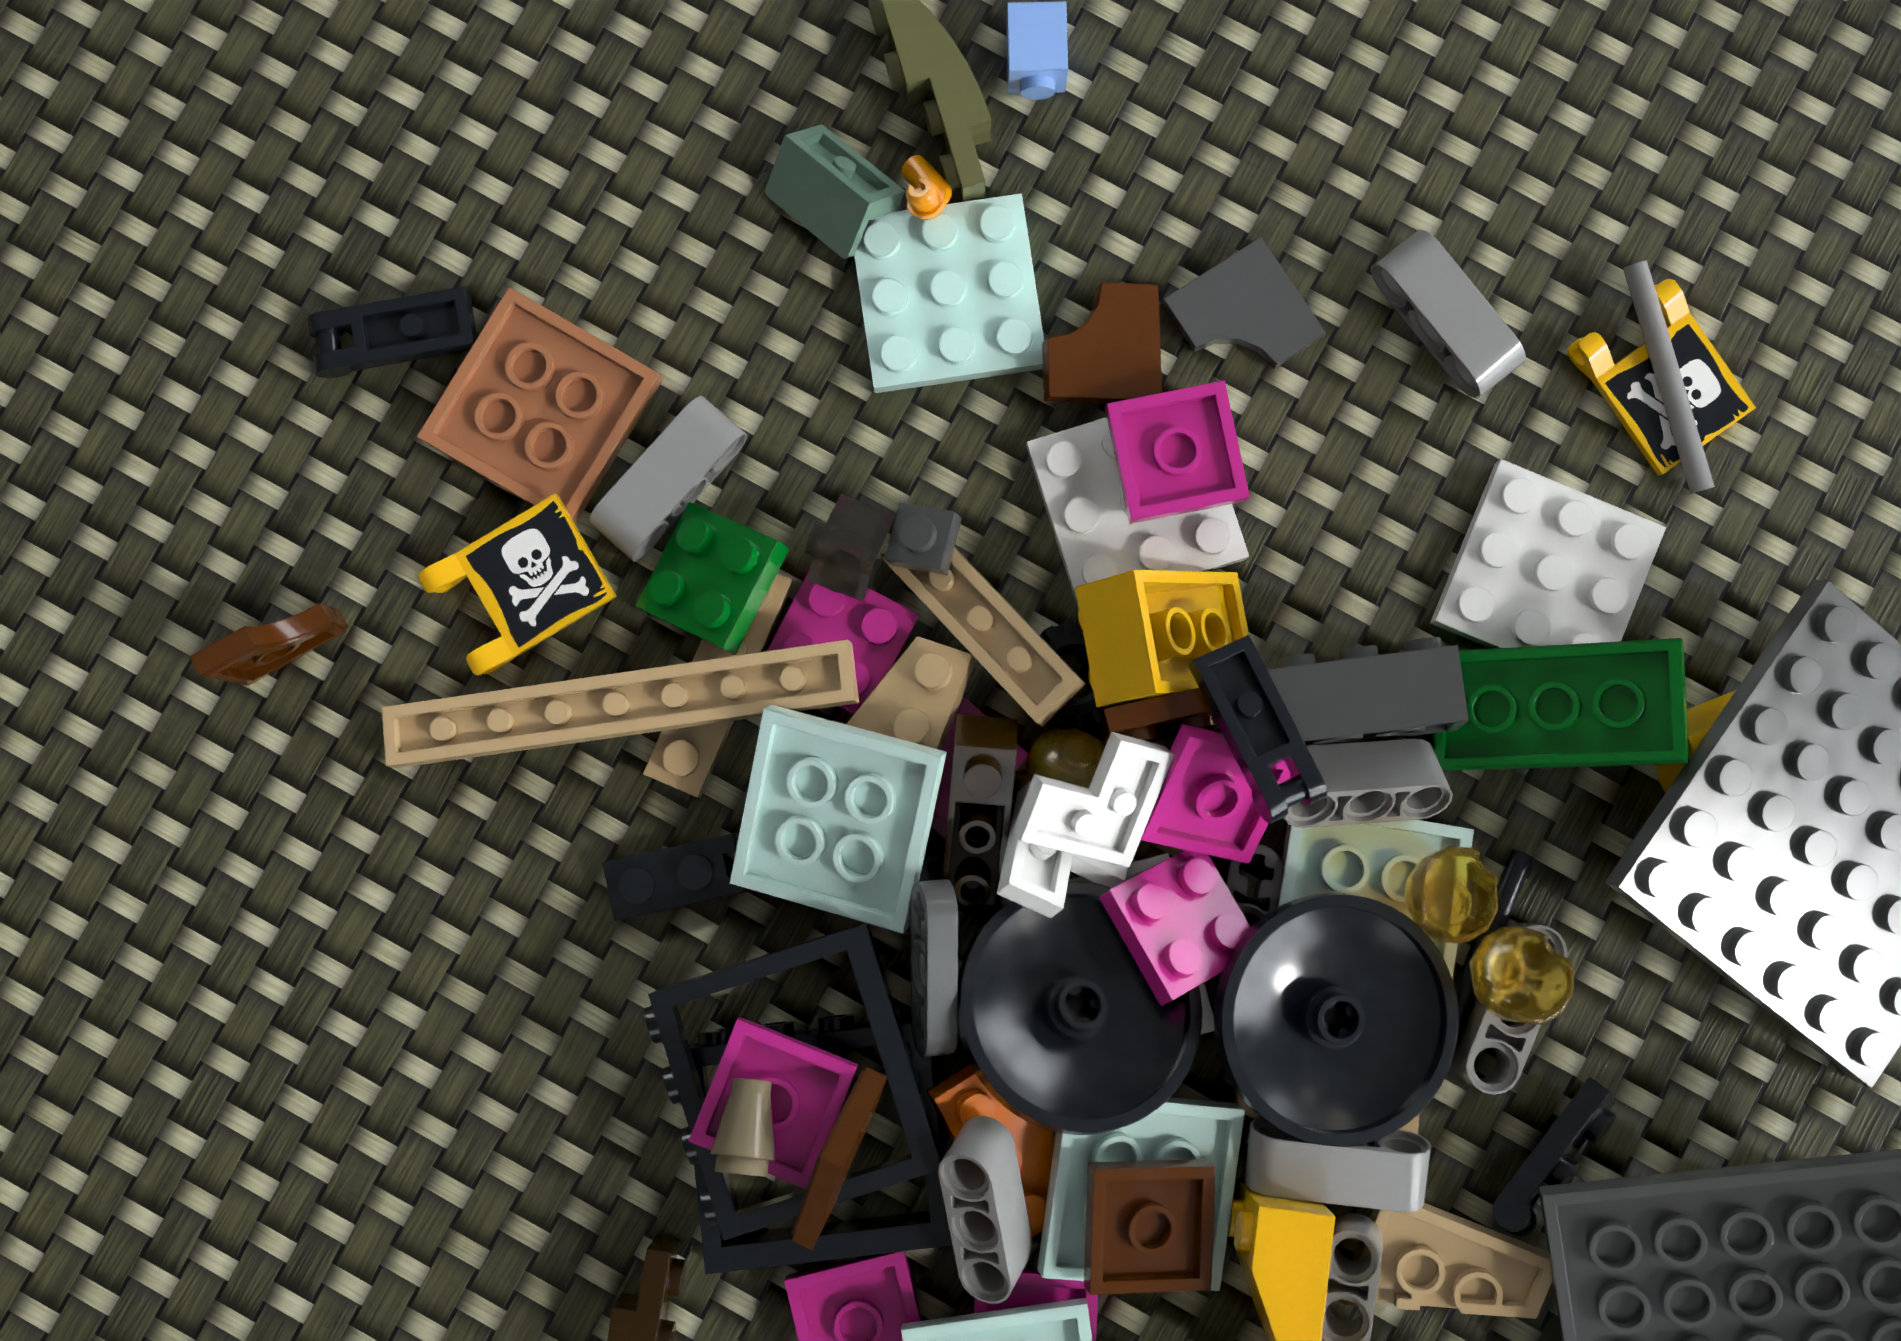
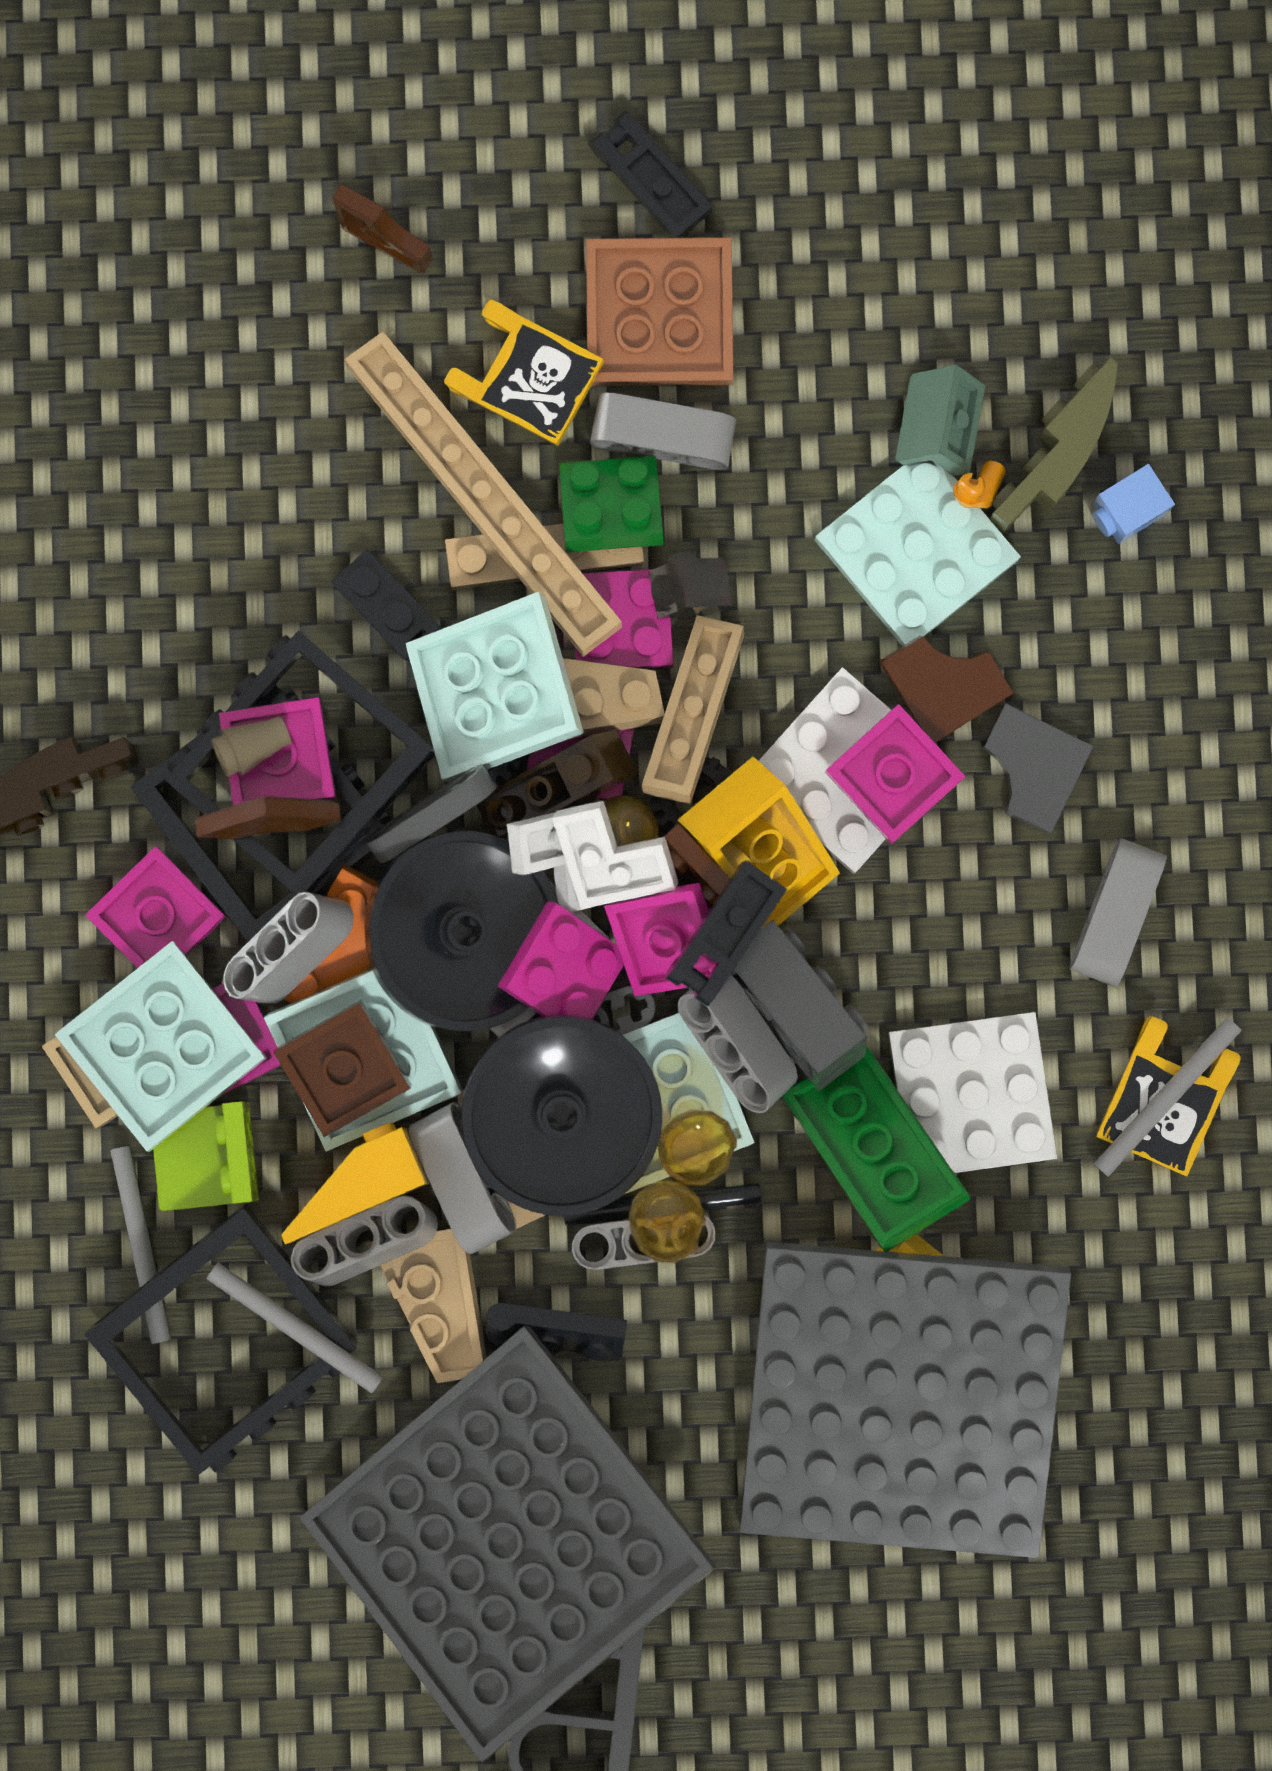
camera: 55 degrees right, 0 degrees up
(923, 538) = (726, 634): dark grey plate -> none

